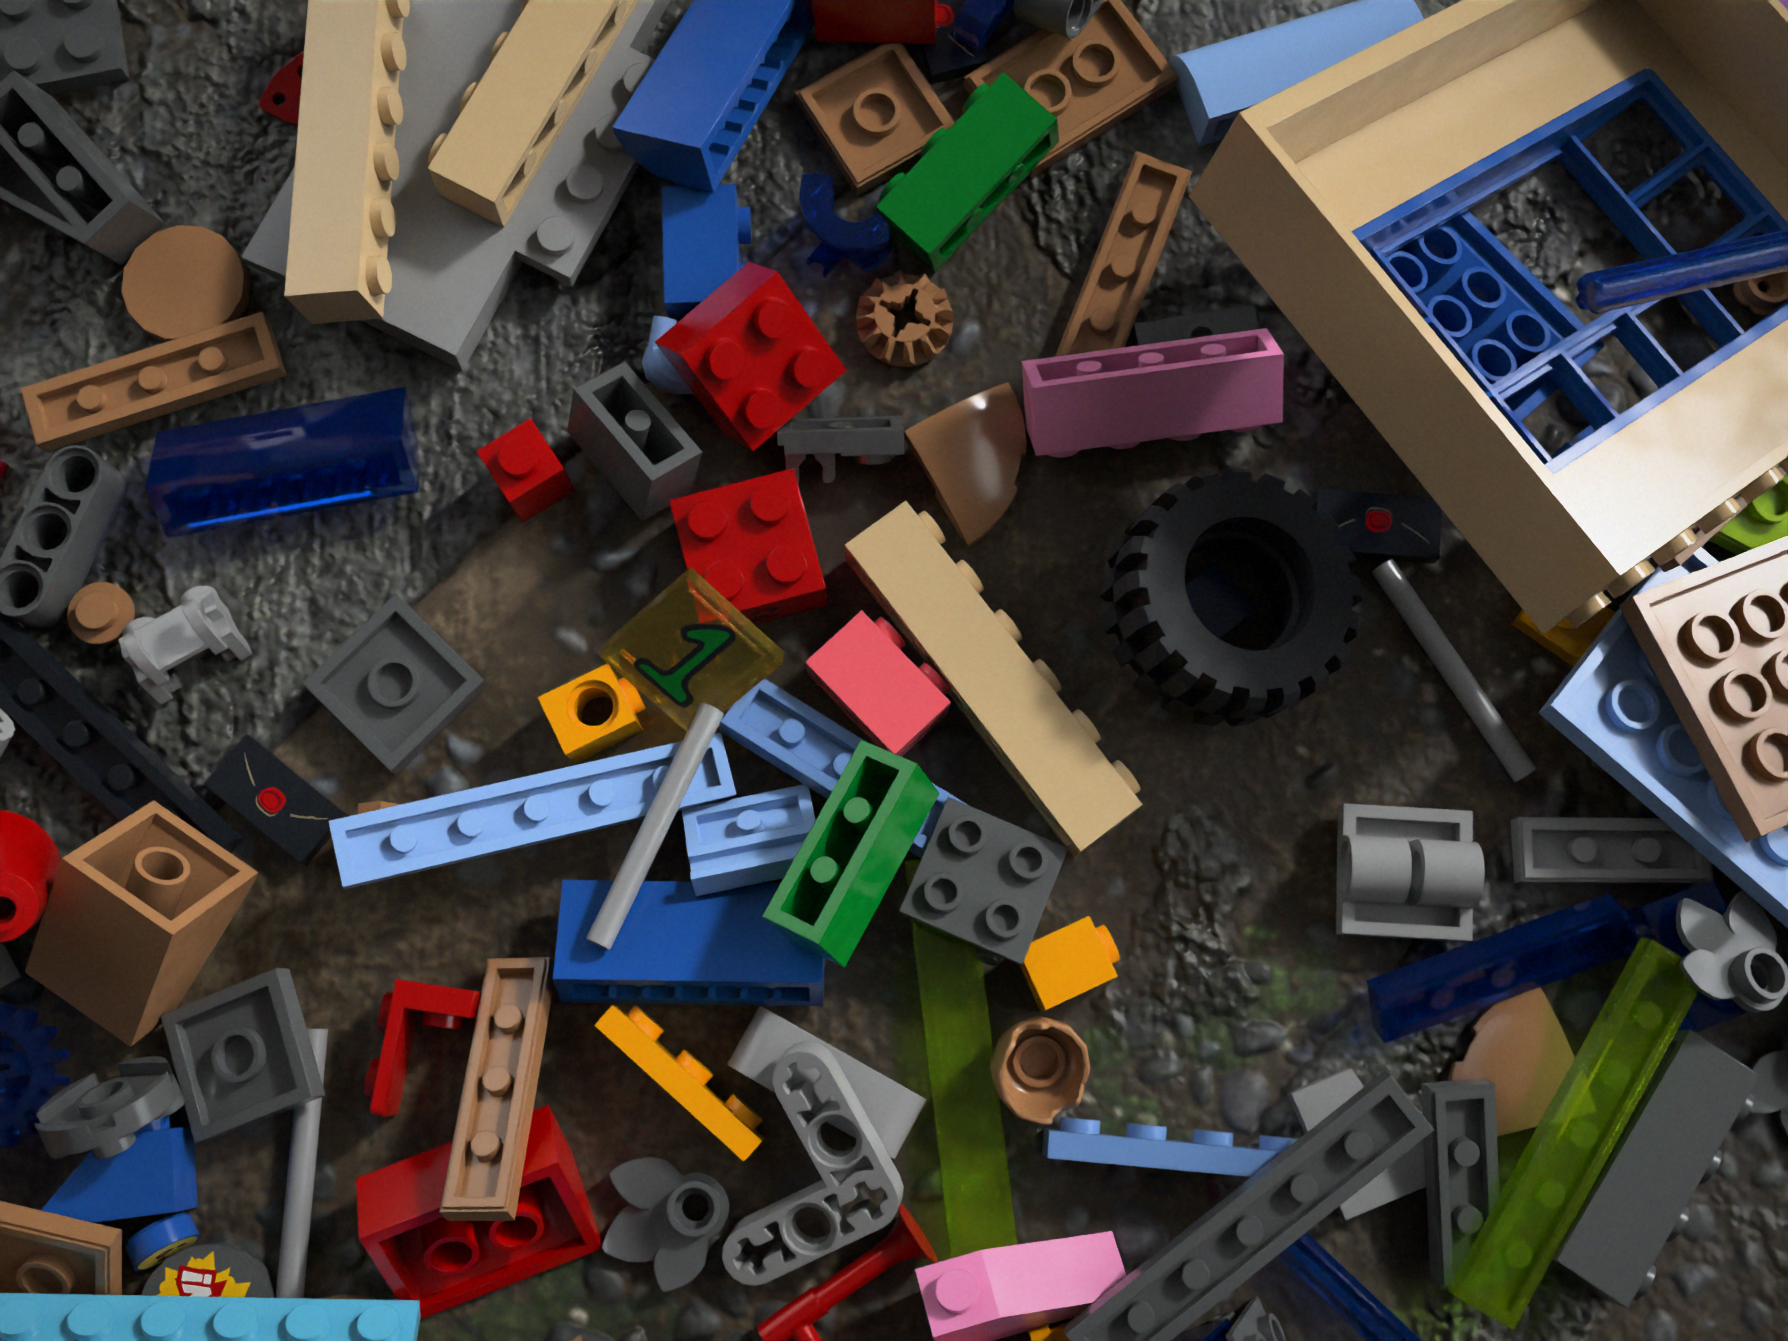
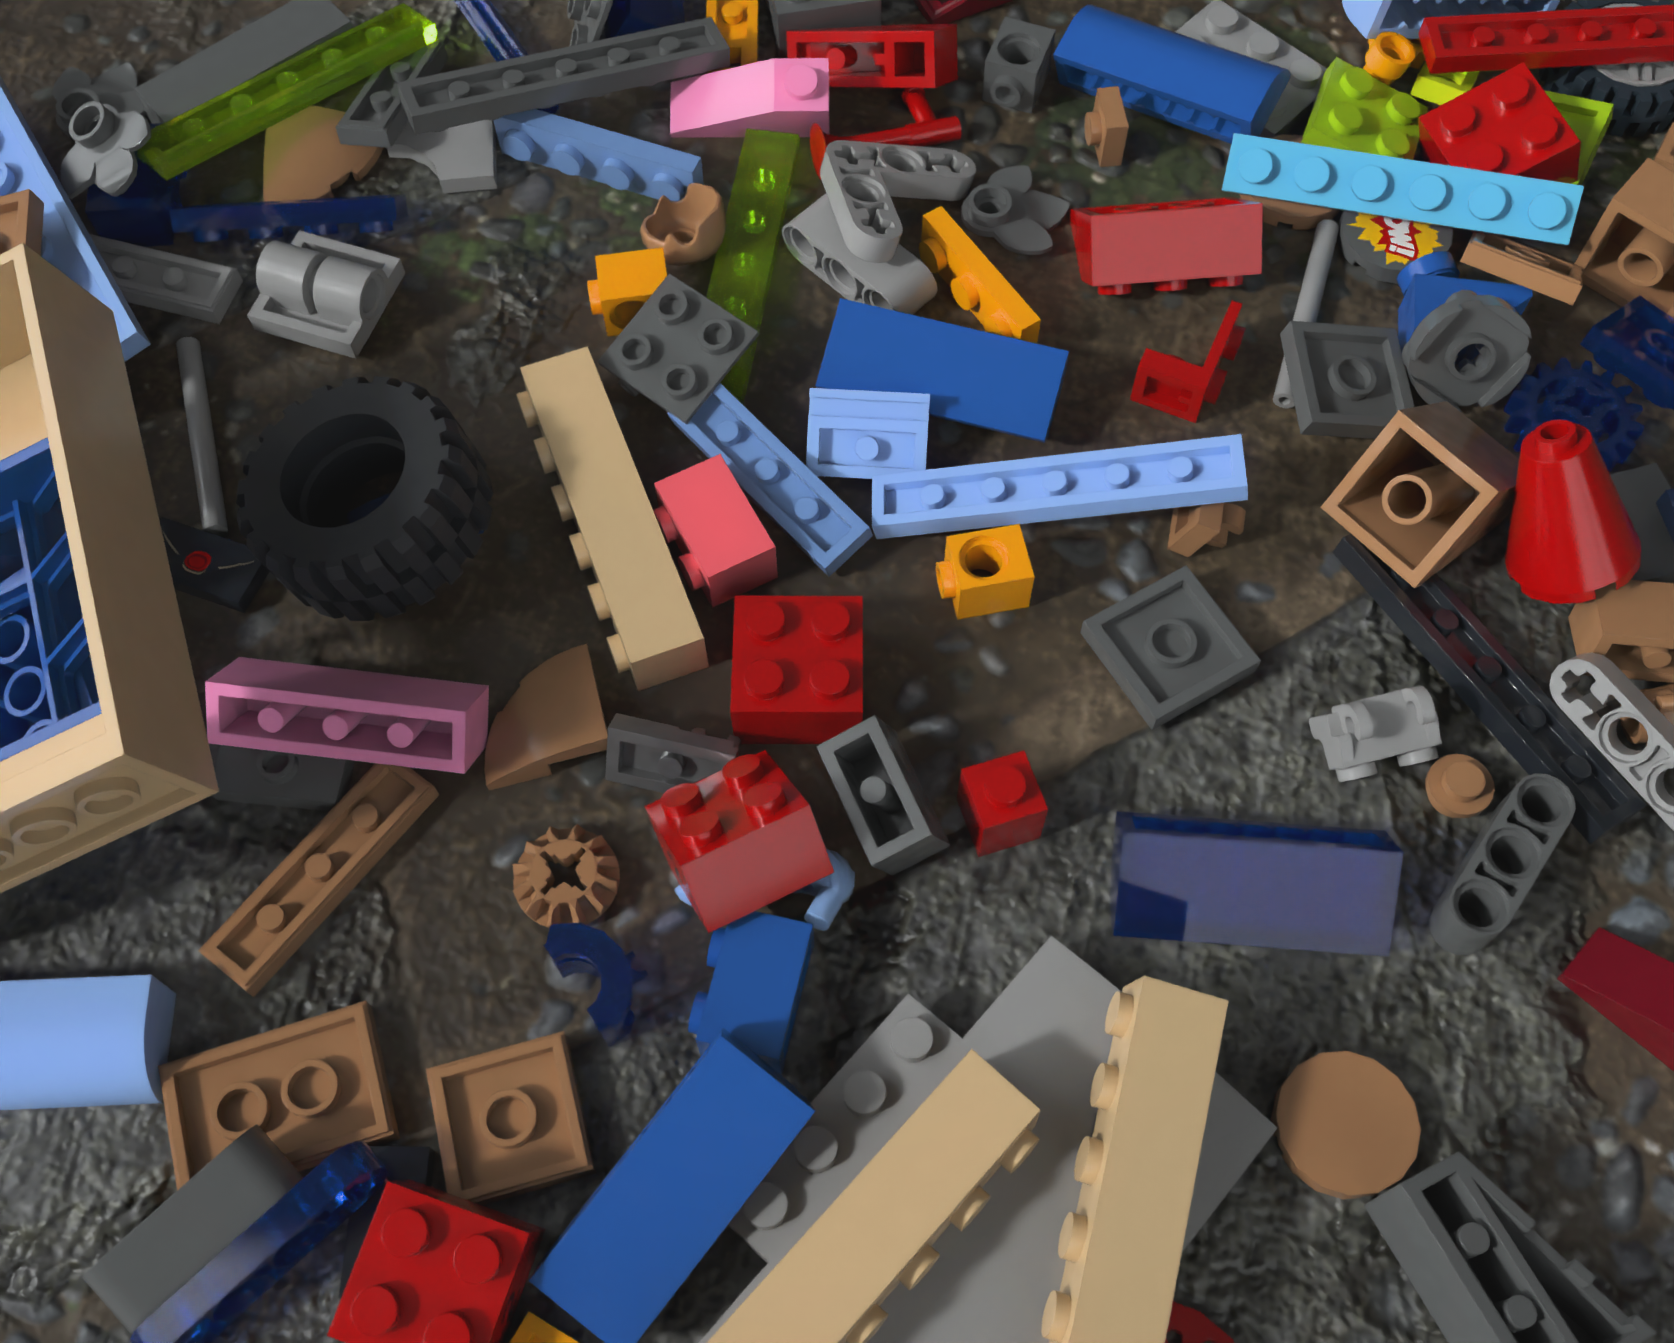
camera: 160 degrees left, 15 degrees down
(153, 382) = (1389, 1011): medium nougat plate -> none
(275, 799) = (1298, 582): black tile -> none
(499, 1091) = (1129, 293): medium nougat tile -> none
(654, 827) = (948, 450): light grey bar -> none
(691, 650) = (879, 577): clear yellow tile -> none
(852, 853) = (782, 361): green brick -> none
(968, 170) = (436, 997): green brick -> none

